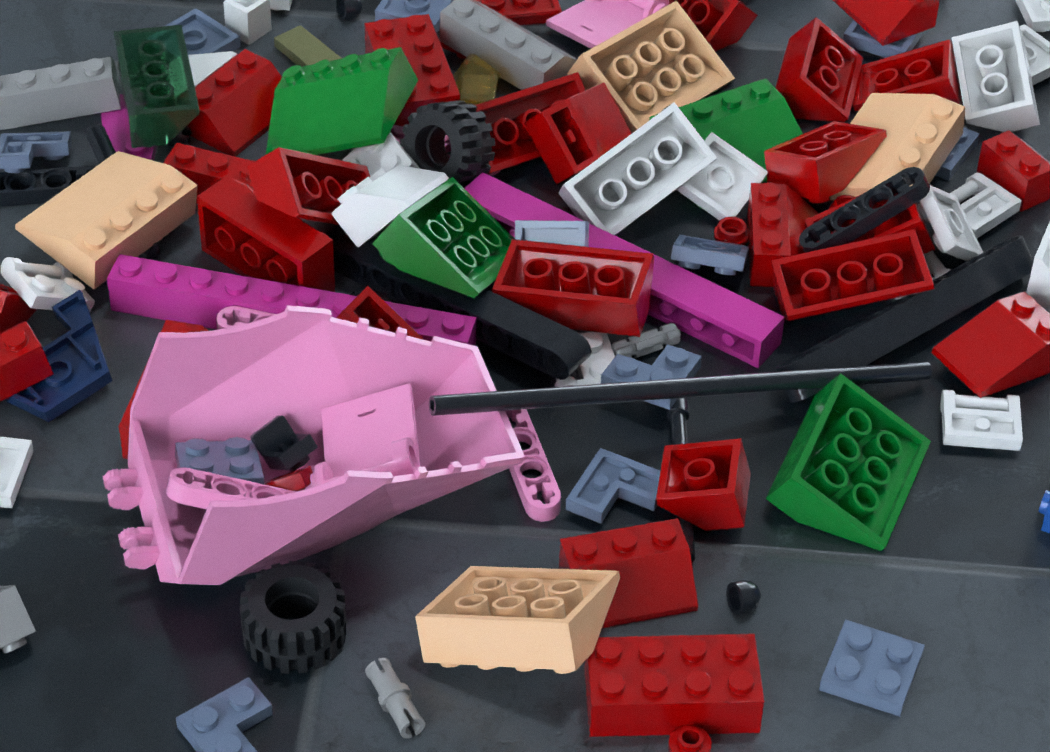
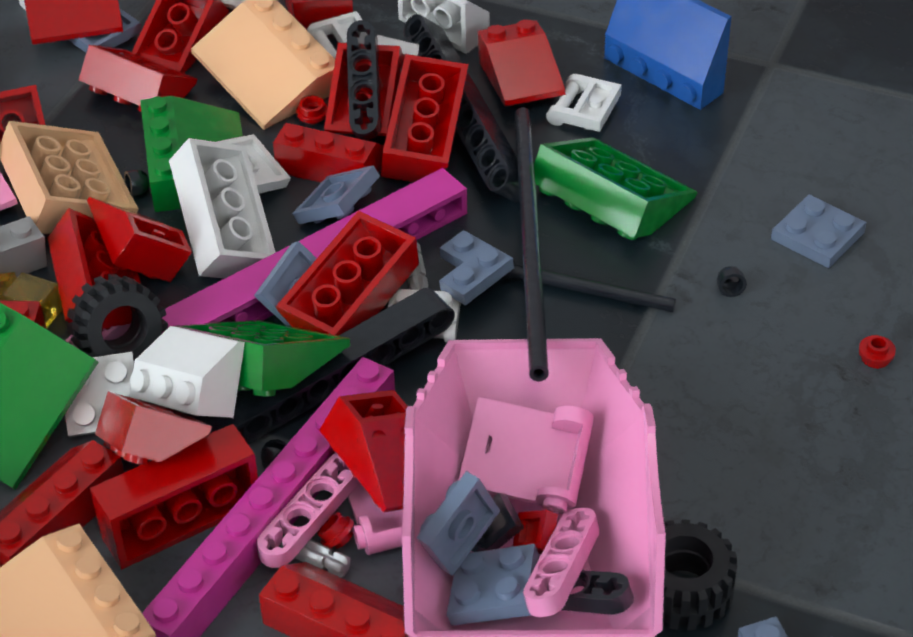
camera: 70 degrees left, 0 degrees up
(242, 401) = (458, 523): none -> sand blue plate
(395, 698) = (785, 527): light grey pin -> none
(517, 618) = (740, 408): light nougat slope -> none
(612, 478) = (582, 318): sand blue plate -> none
(651, 566) = (692, 342): red slope -> none
(672, 682) = (821, 342): red brick -> none
(706, 483) = (613, 260): red slope -> none
(732, 231) = (303, 182): red plate -> none
(822, 159) = (260, 95): red slope -> none

